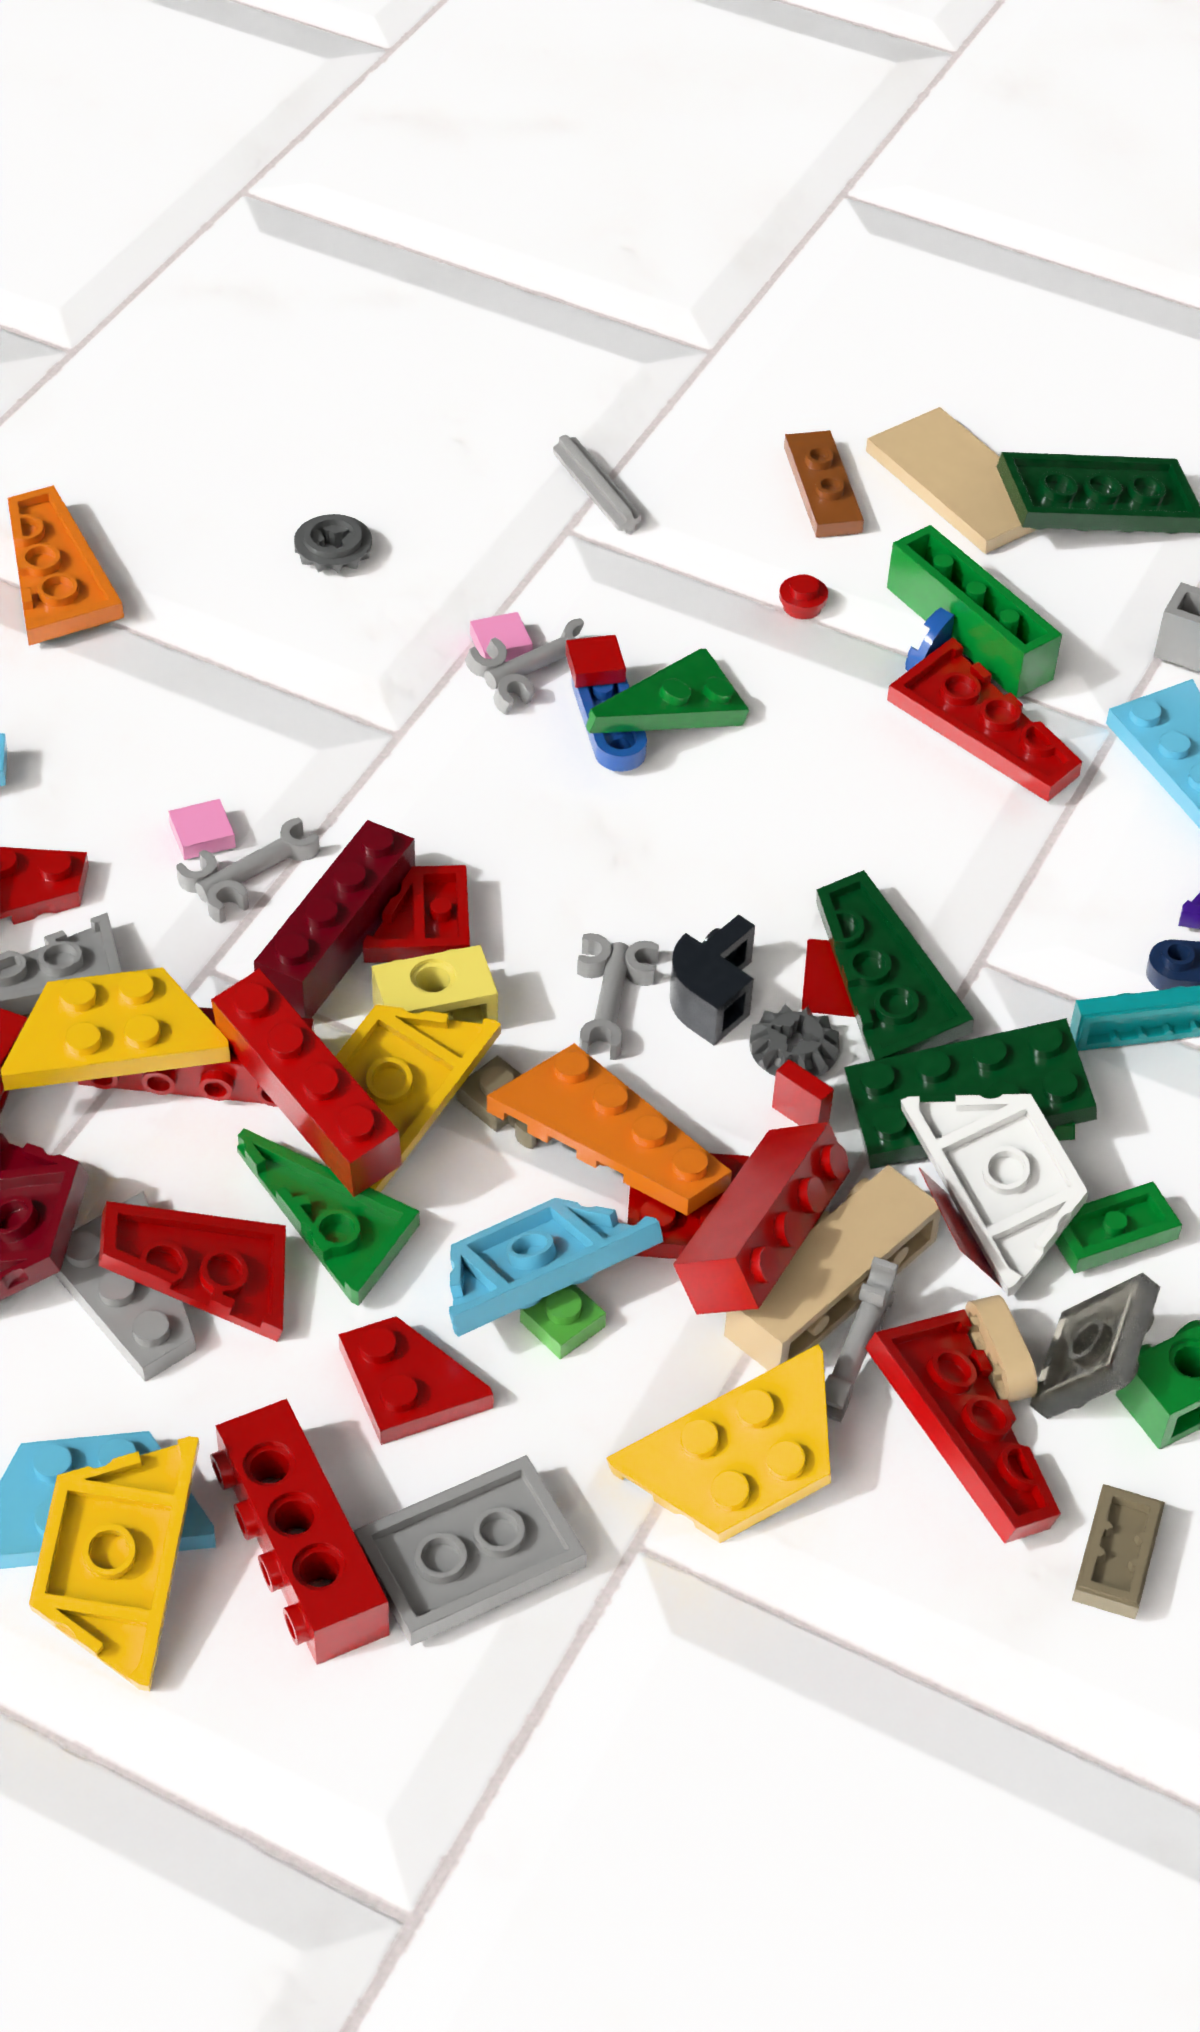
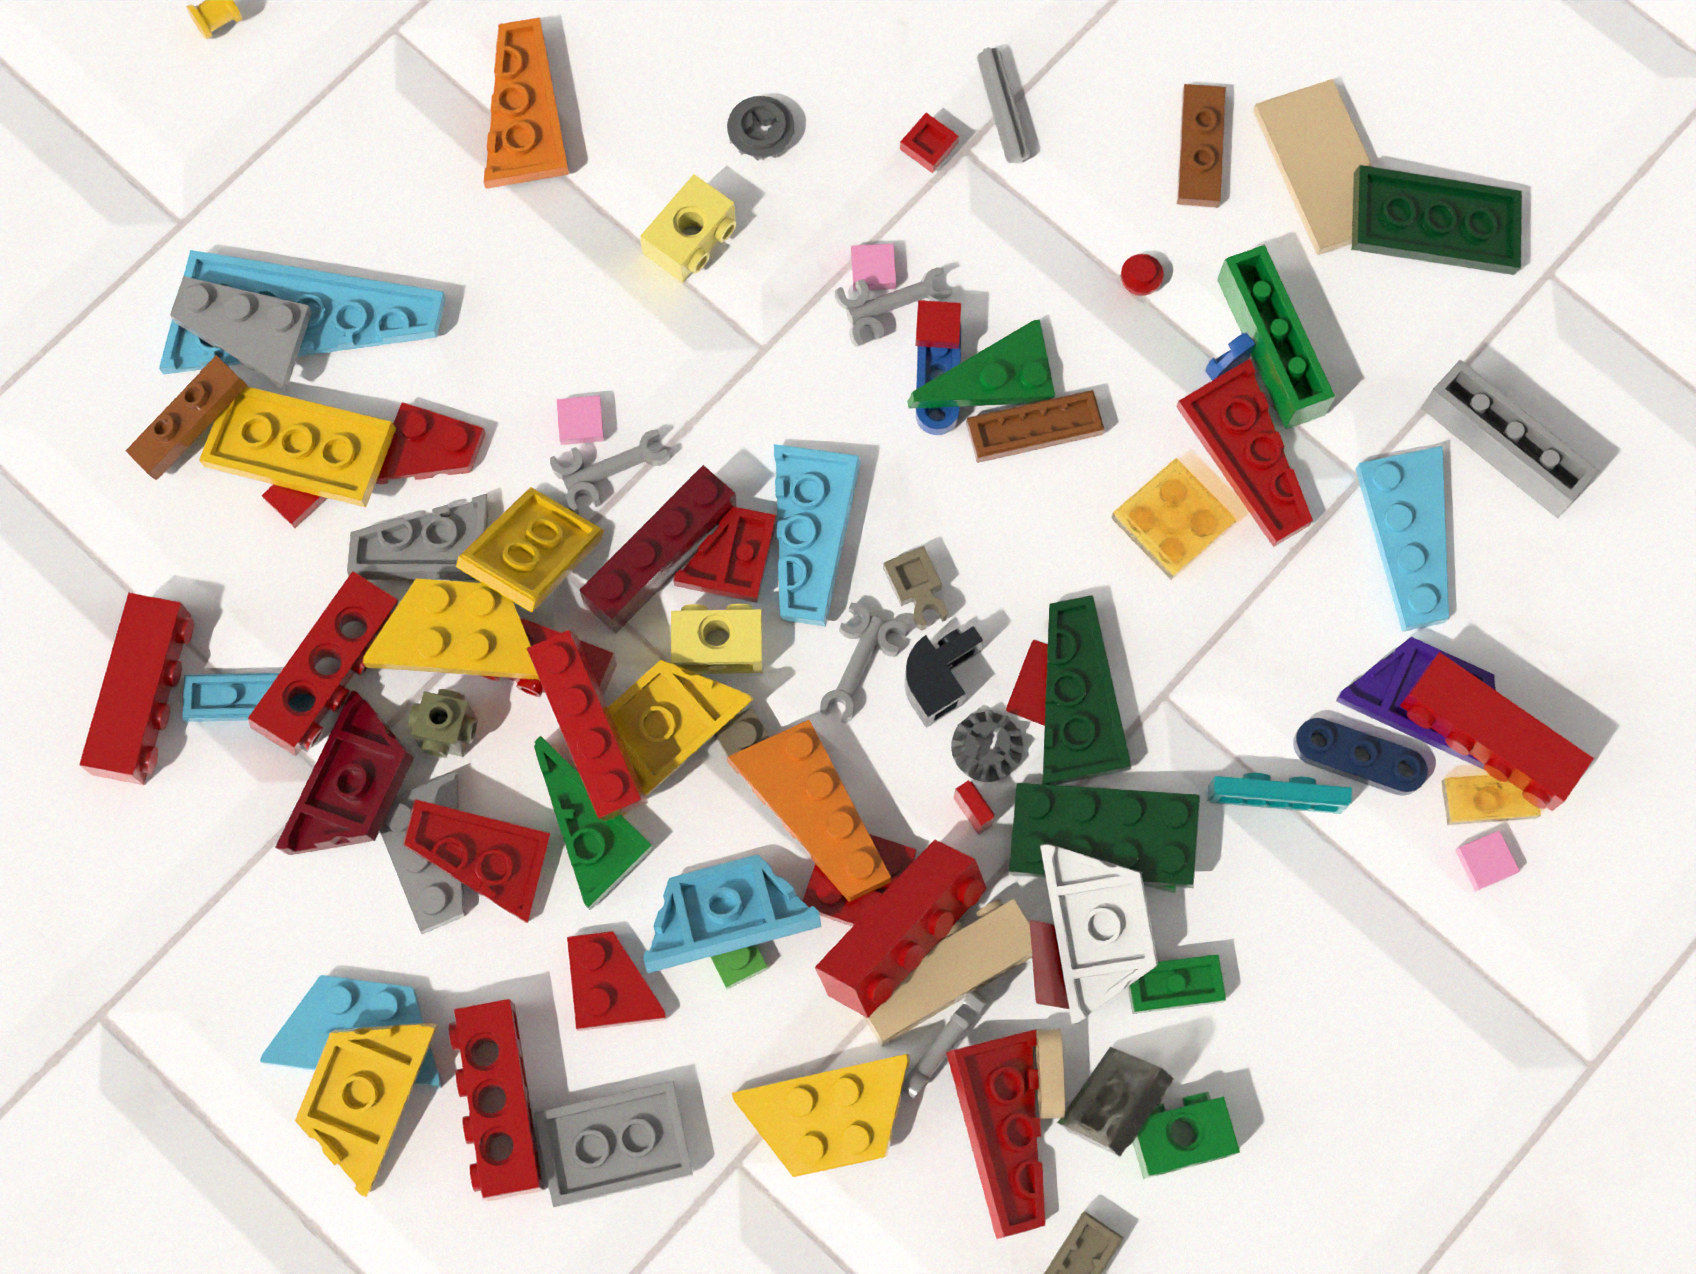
camera: 15 degrees right, 25 degrees up
(116, 1139) = (449, 736): none -> olive brick
(180, 940) = (530, 549): none -> yellow tile
(279, 634) = (696, 206): none -> light yellow brick
(510, 874) = (813, 515): none -> medium azure wing
(527, 523) = (929, 142): none -> red plate
(653, 899) = (914, 581): none -> dark tan plate
(736, 740) = (1035, 426): none -> dark orange plate
(926, 792) = (1173, 518): none -> clear yellow plate

